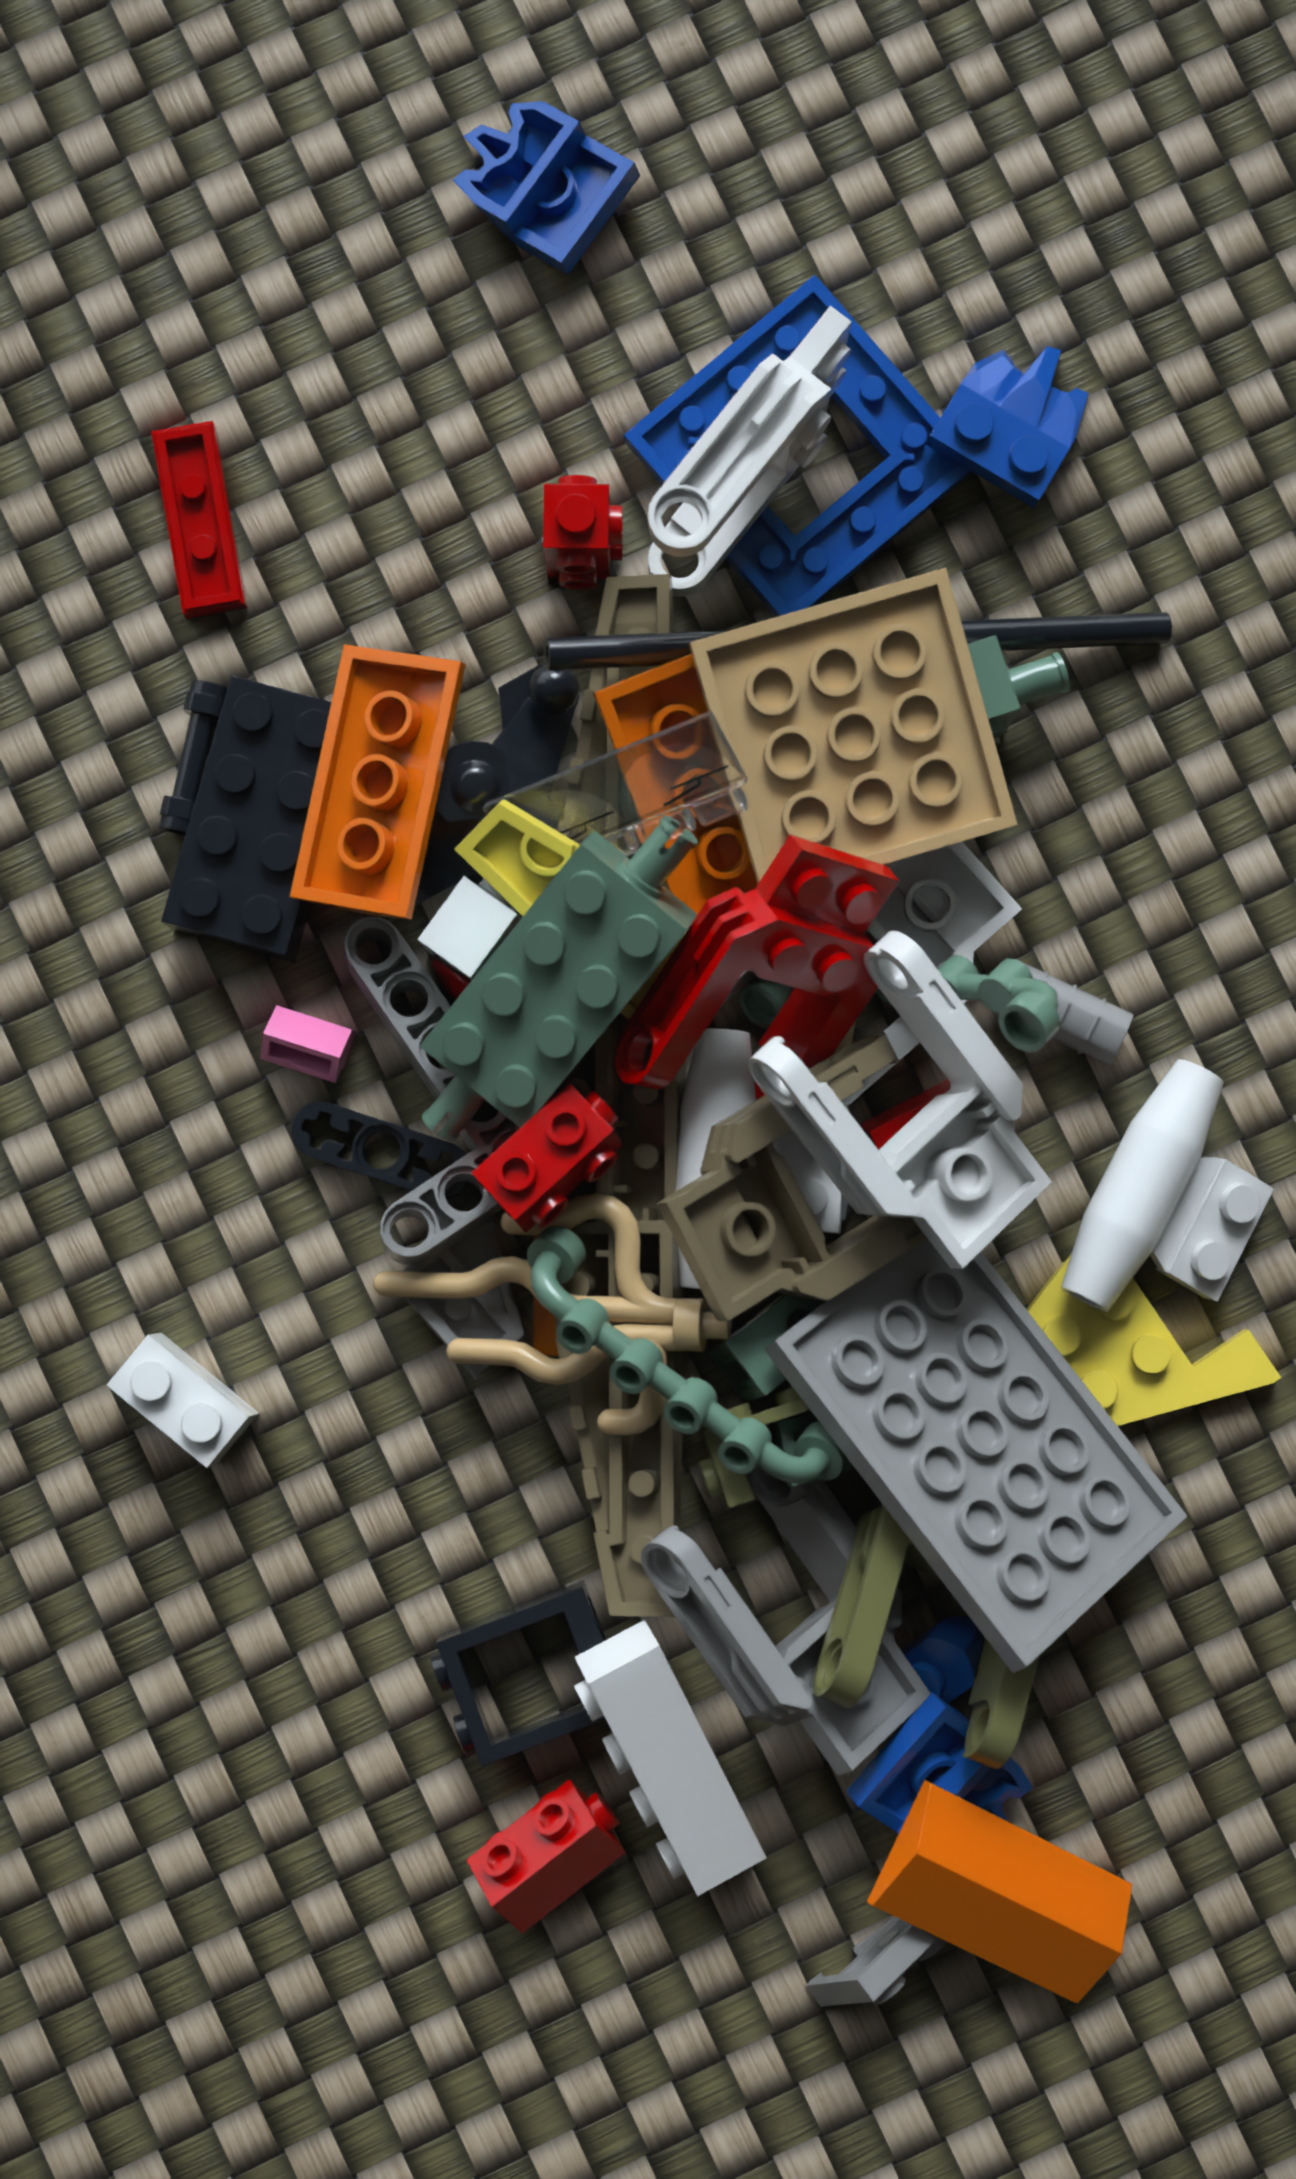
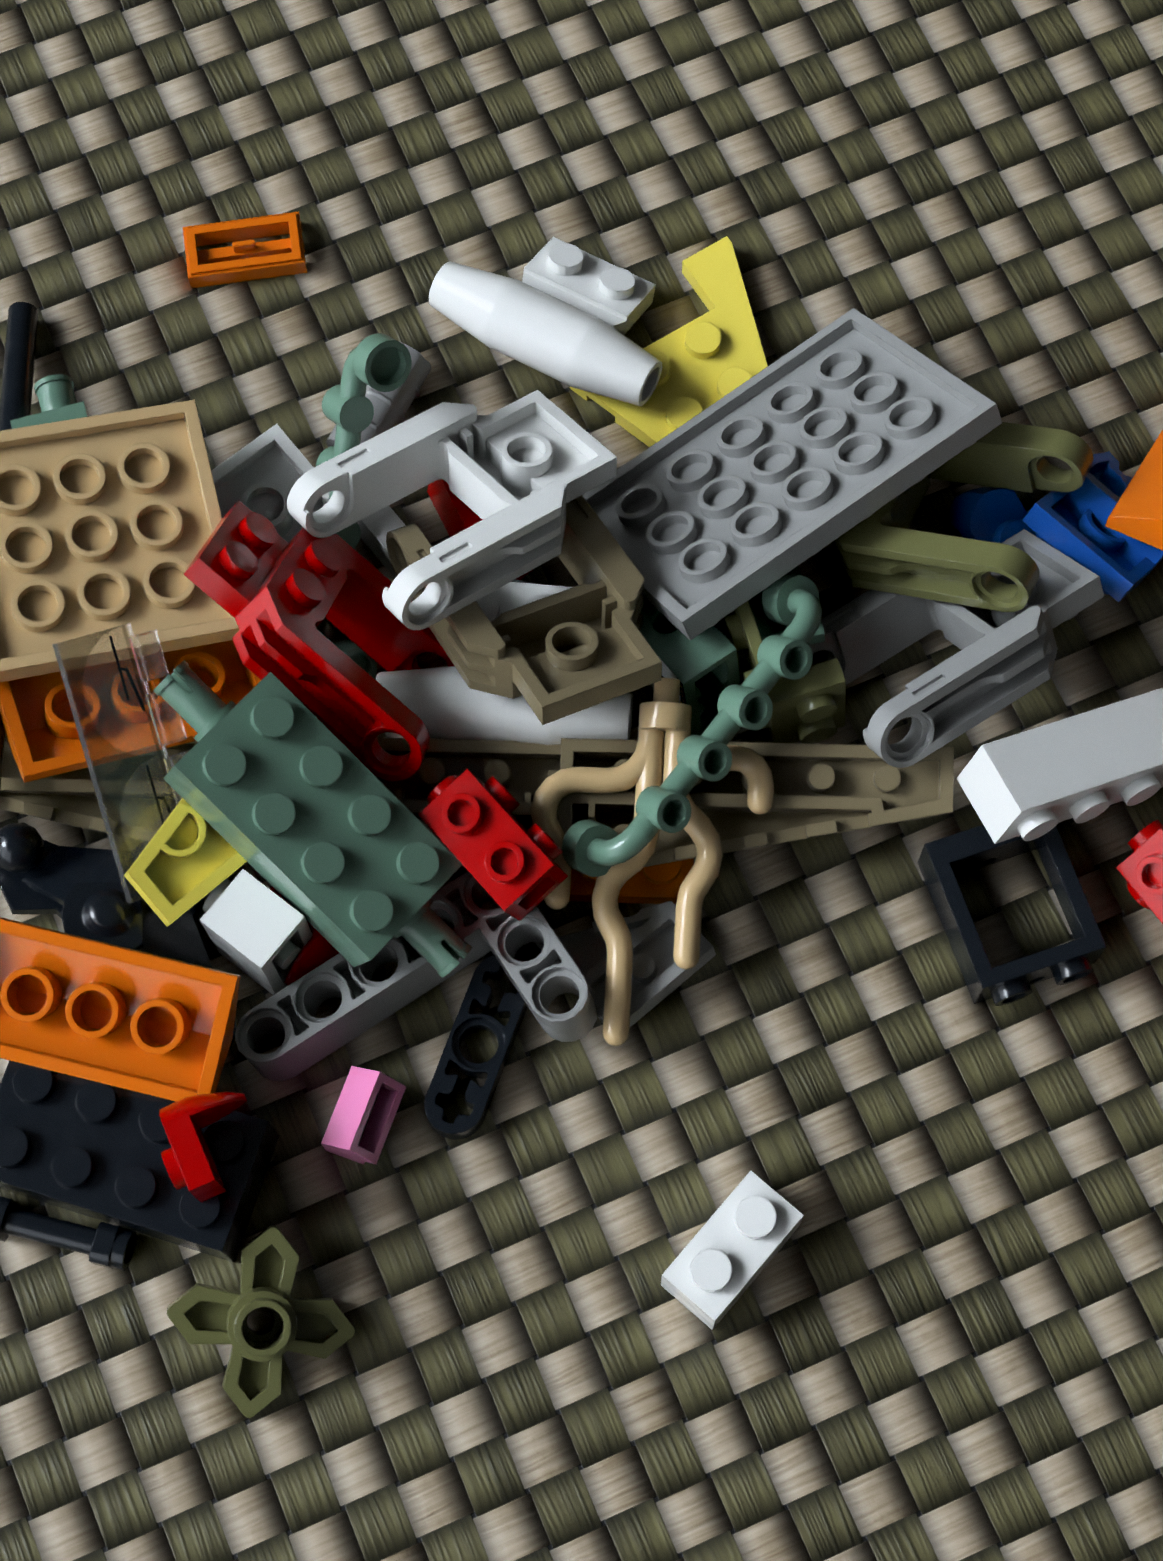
camera: 85 degrees left, 15 degrees down
(112, 960) = (299, 1324): none -> olive plant
(237, 885) = (189, 1158): none -> red plate
(1226, 861) = (245, 258): none -> orange tile

